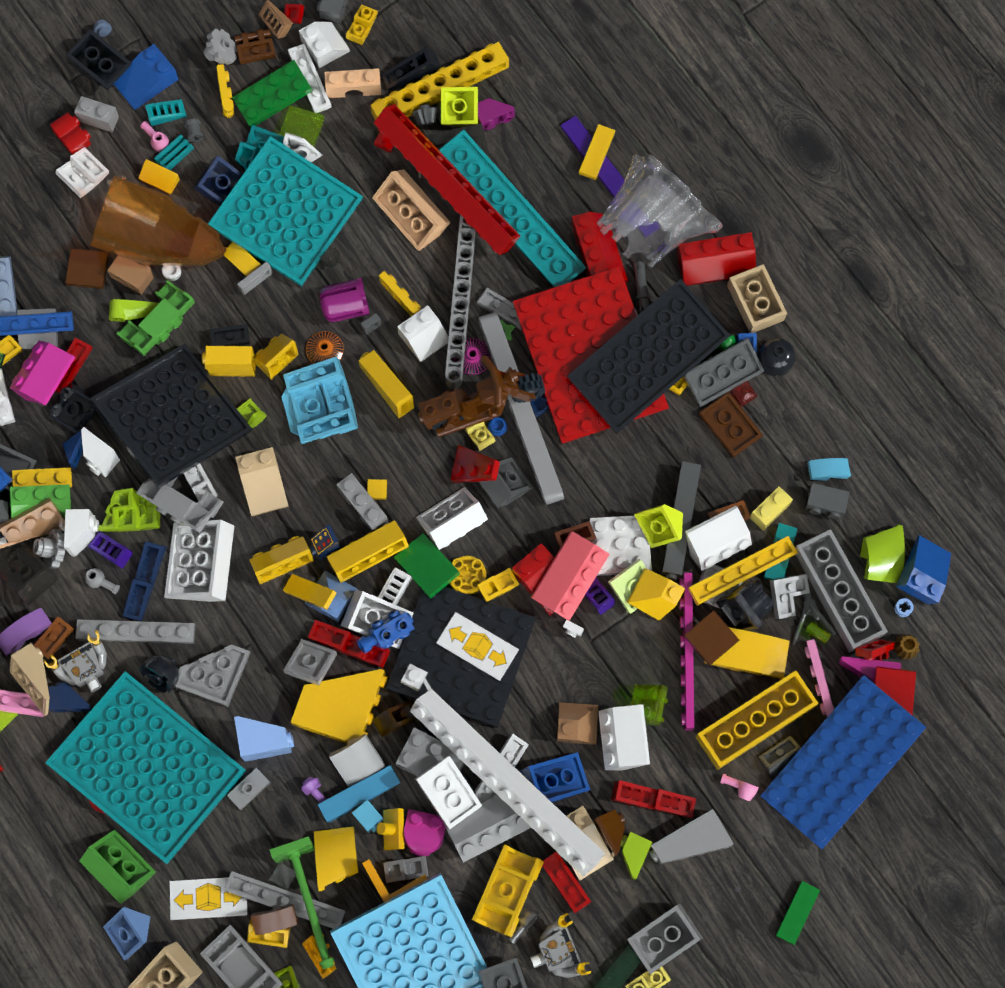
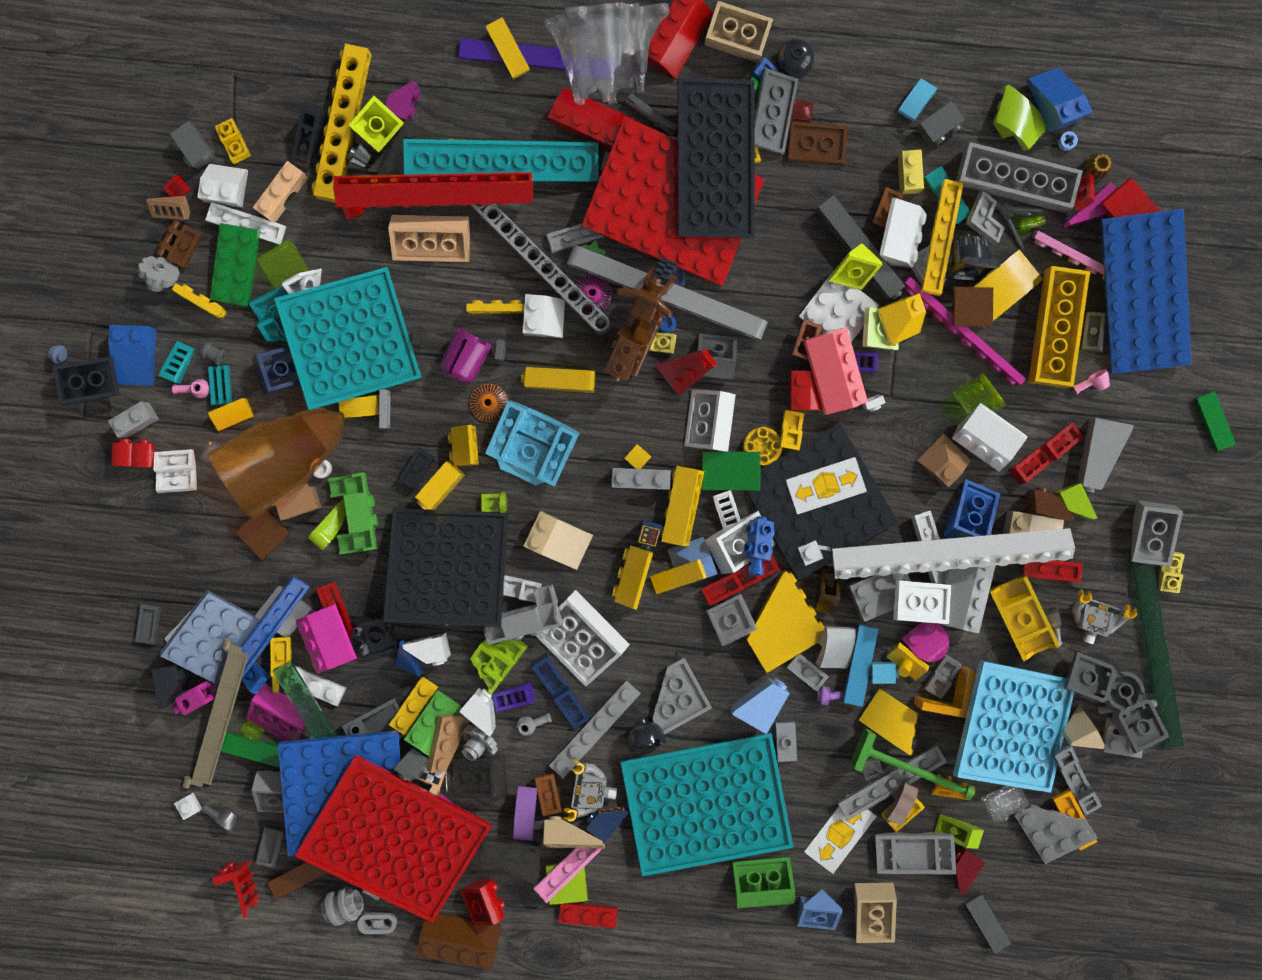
camera: 45 degrees left, 15 degrees up
(318, 757) = (807, 672): none -> light grey plate

